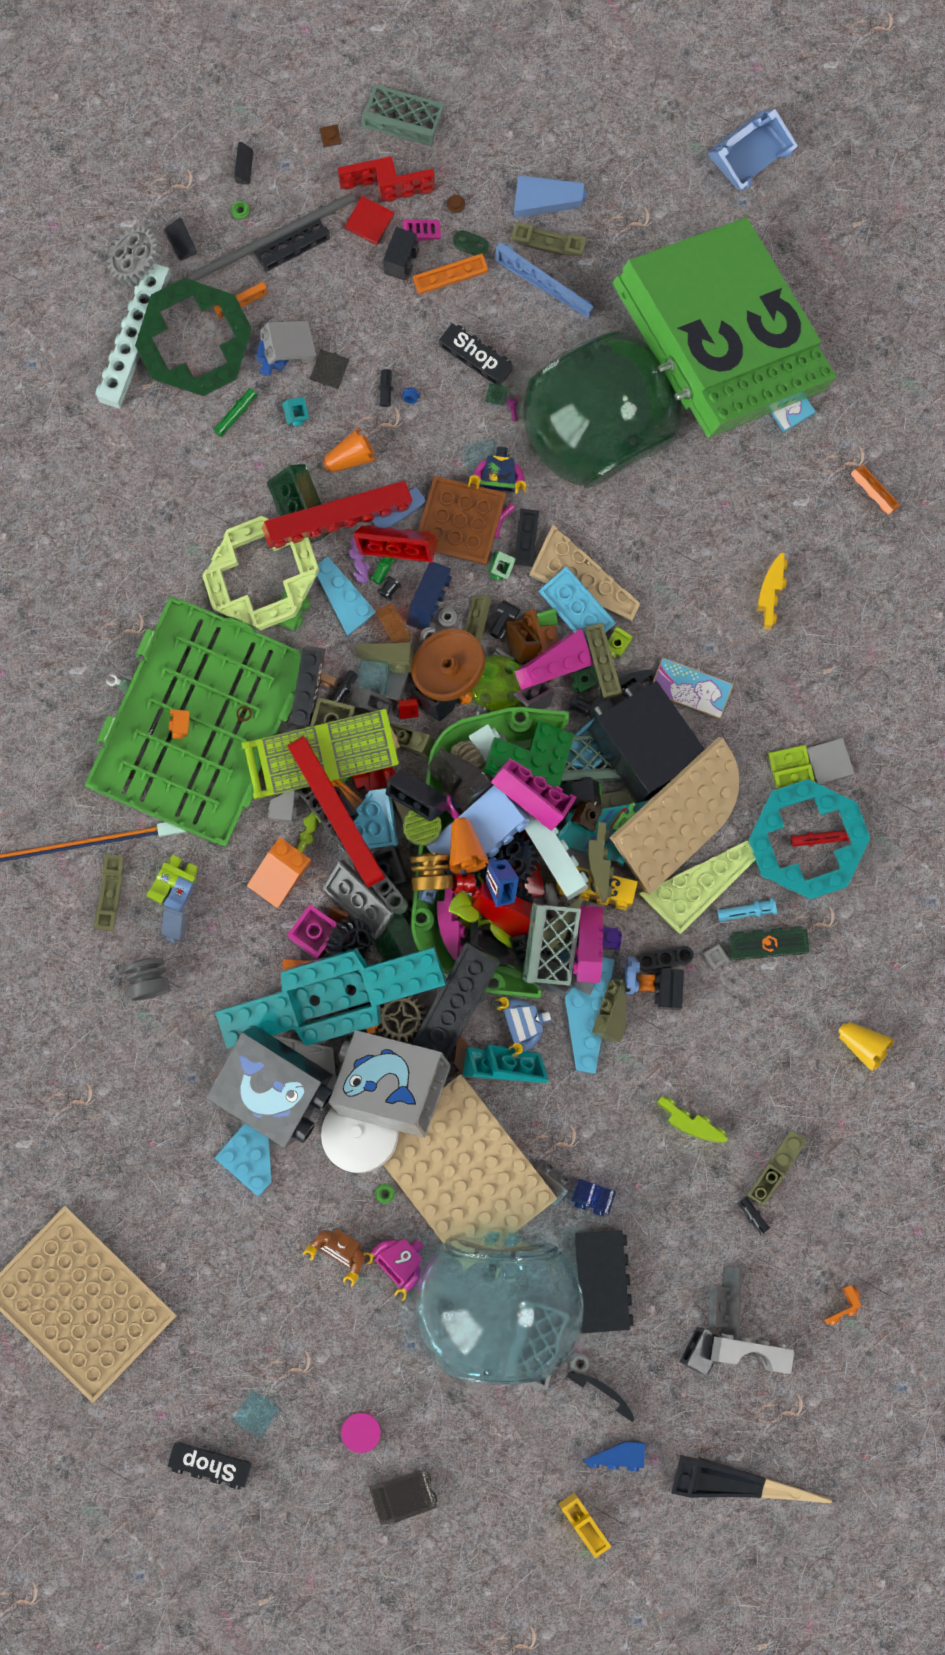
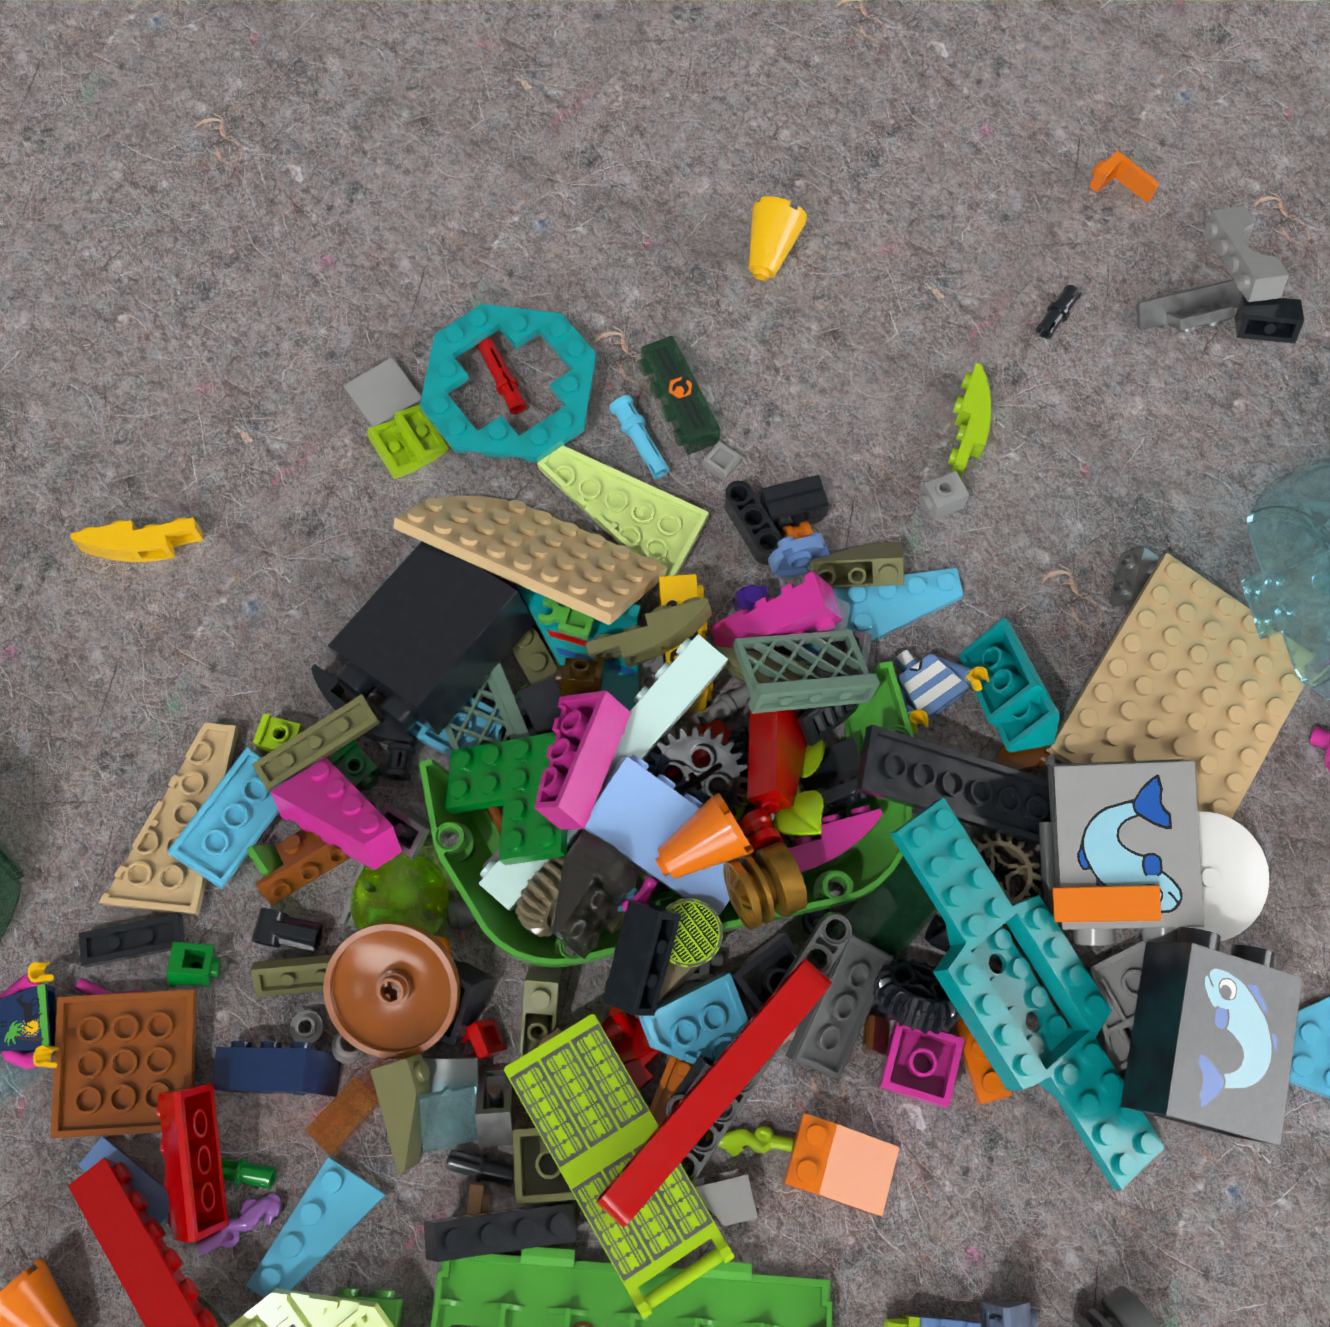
camera: 110 degrees left, 10 degrees down
(359, 1054) = (1106, 903): none -> orange tile
(379, 1190) = (1272, 804): bright green plate -> none
(389, 588) = (279, 1148): black bush -> none
(501, 881) = (741, 763): blue torso -> none
(522, 641) = (316, 885): reddish brown slope -> none
(593, 1197) = (1132, 515): clear blue brick -> none
(603, 1281) = (1234, 467): black brick -> none
(645, 1083) = (943, 495): none -> light grey brick
(693, 688) = (322, 607): tile -> none
(777, 1167) = (984, 303): olive slope -> none

